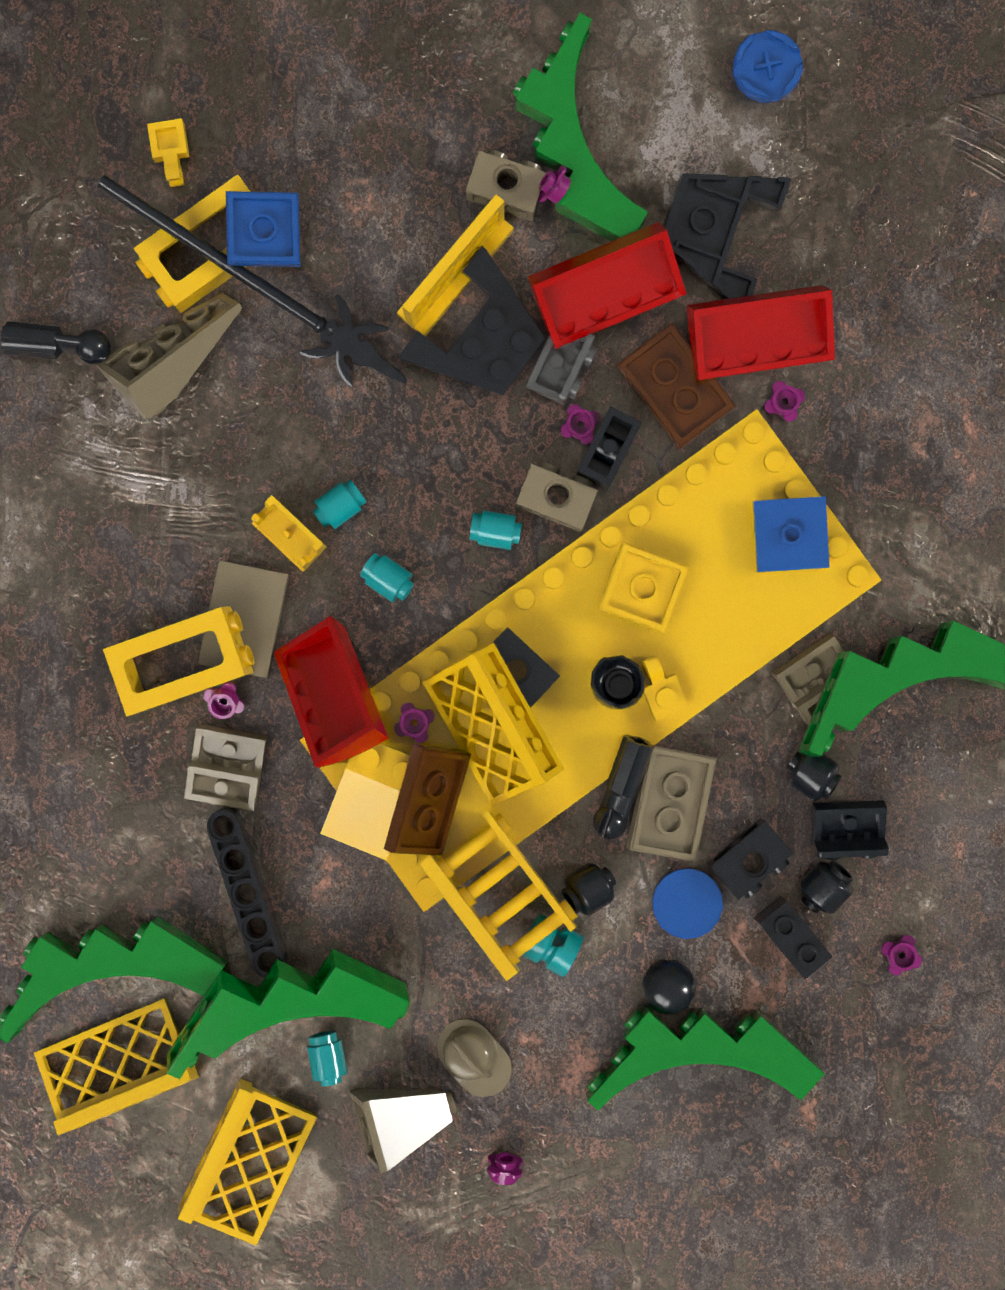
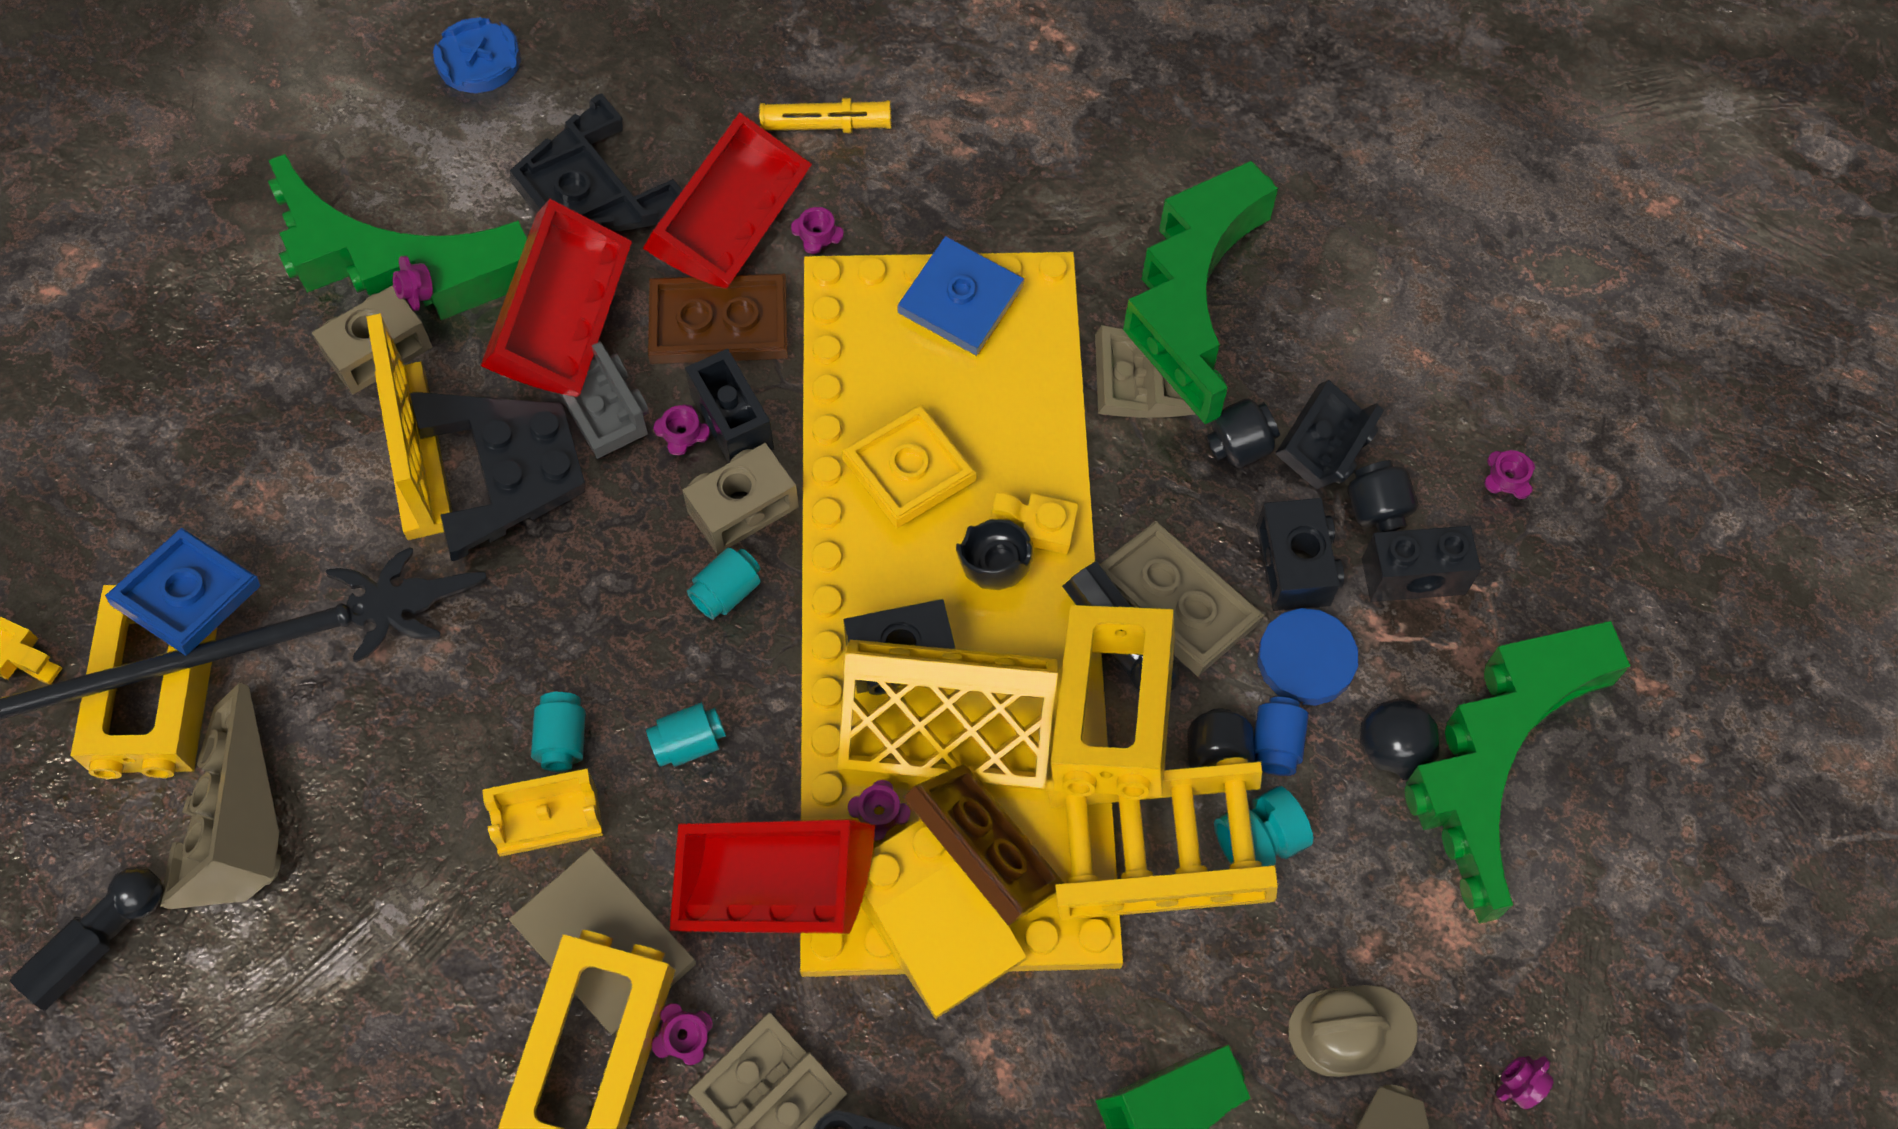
camera: 60 degrees left, 25 degrees down
(524, 866) = (1128, 771): none -> yellow piece
(620, 918) = (1280, 736): none -> blue brick
(878, 341) = (878, 116): none -> yellow pin

